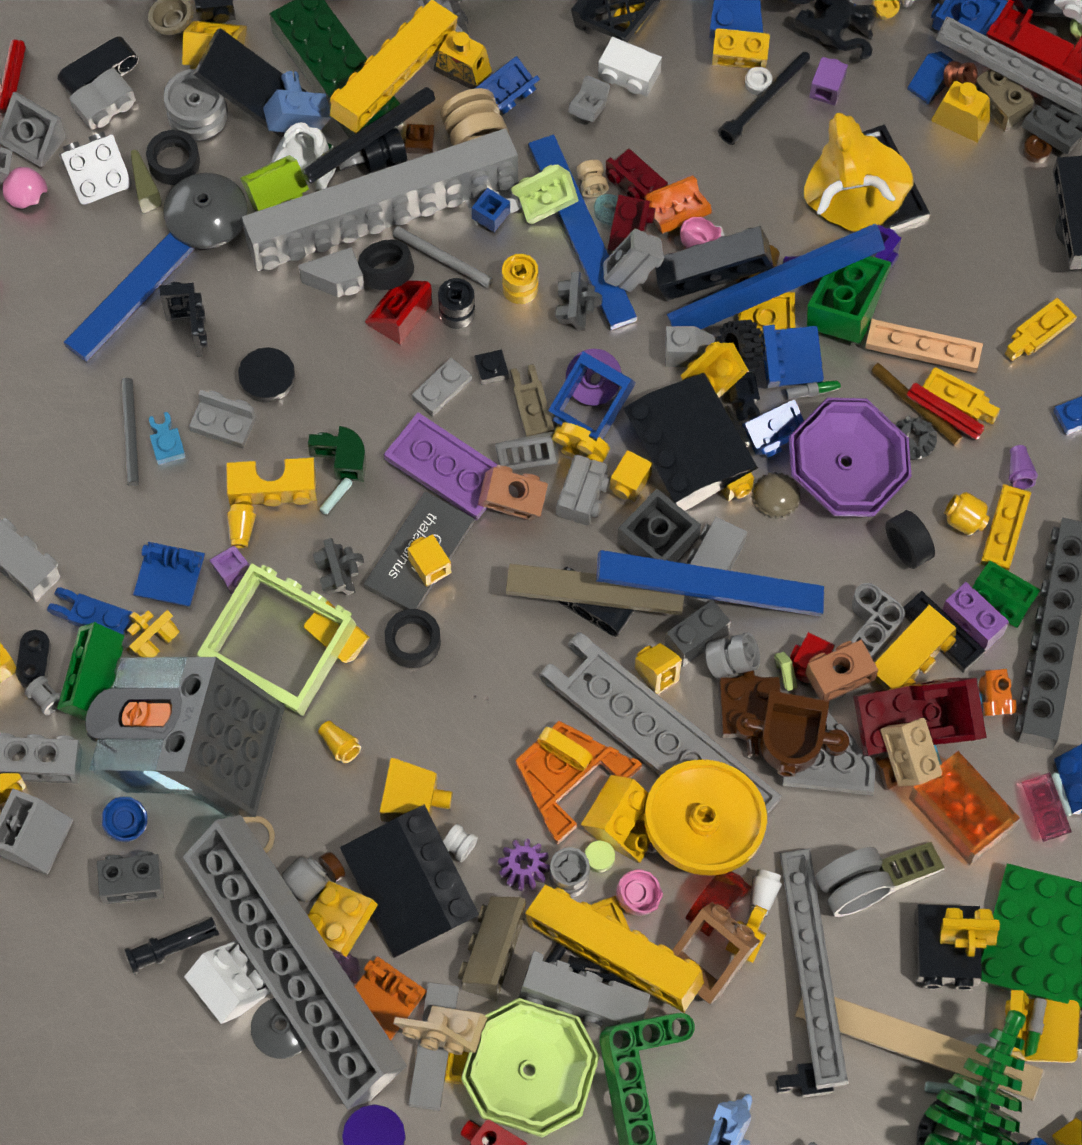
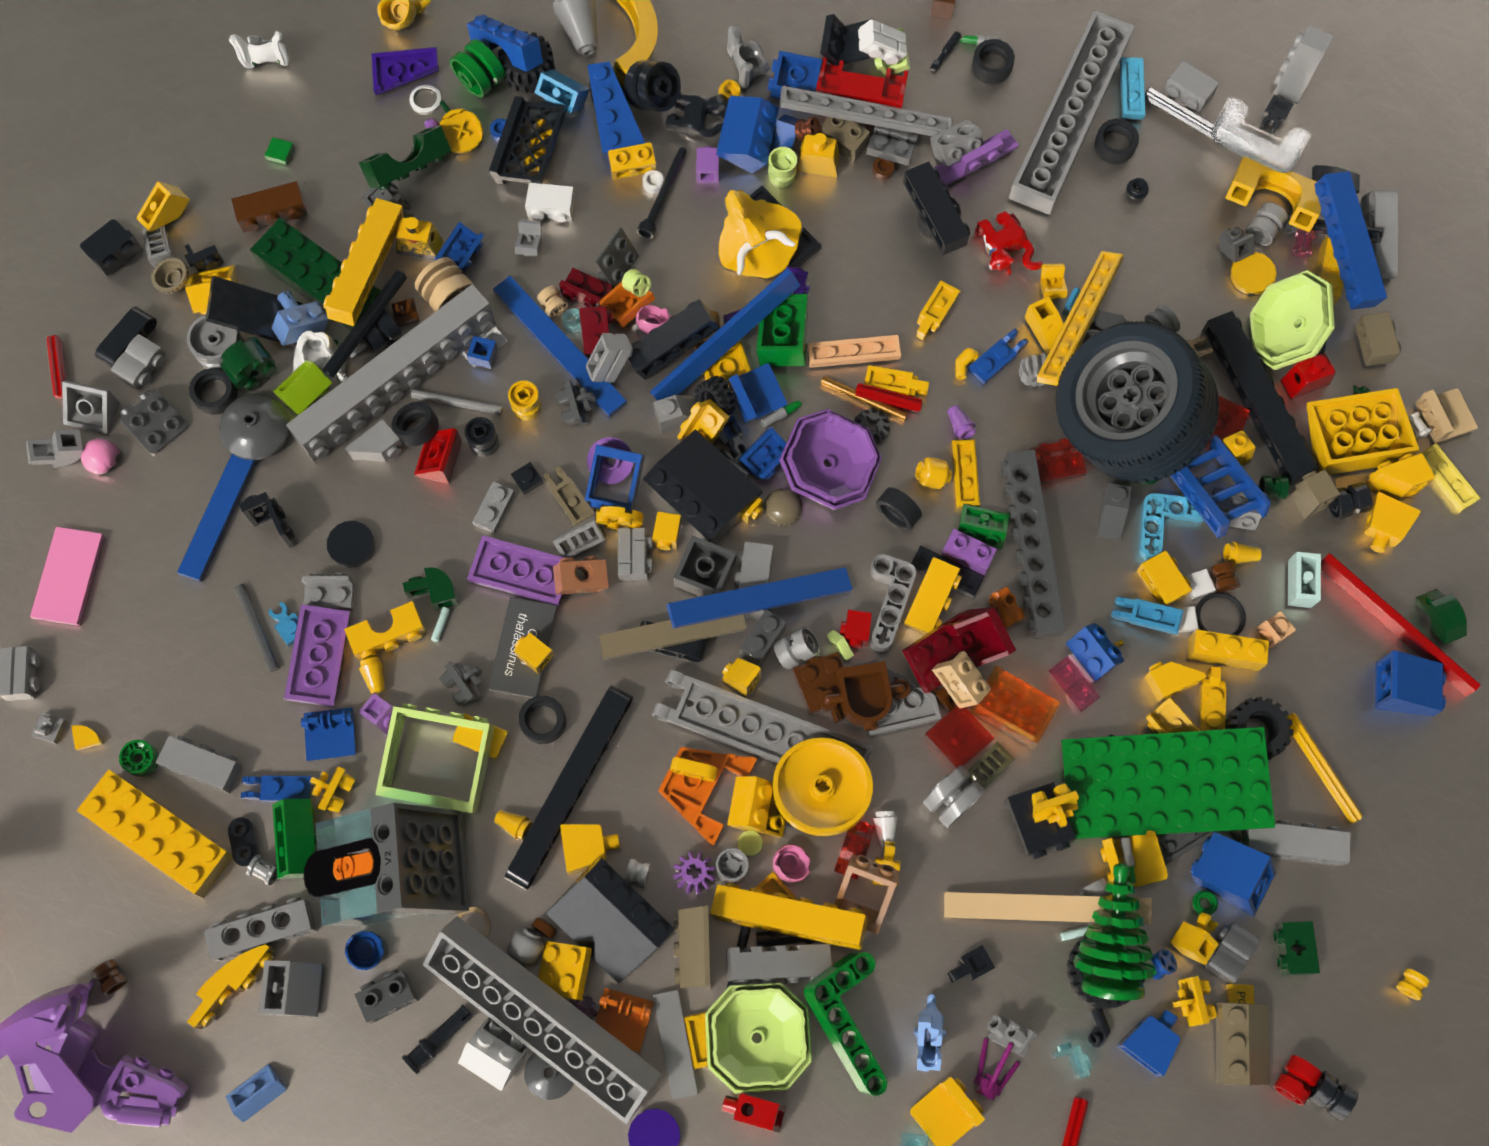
camera: 20 degrees left, 5 degrees up
(146, 190) = (201, 426): olive slope -> none
(186, 483) = (317, 655): none -> medium lavender plate
(222, 138) = (247, 364): none -> dark green brick
(415, 722) = (568, 788): none -> black beam
(447, 1029) = (683, 1032): tan bracket -> none
(545, 193) = (521, 325): yellowish green bracket -> none
(683, 153) = (616, 258): none -> dark grey hinge
(695, 187) = (636, 282): none -> yellowish green wheel
(813, 969) = (946, 876): light grey tile -> none
(829, 683) = (879, 646): nougat brick -> none
(888, 57) = (747, 132): none -> blue slope
(888, 819) = (959, 736): none -> clear red plate
(915, 110) = (782, 167): none -> yellowish green wheel
(1049, 398) = (961, 362): none -> yellow arm

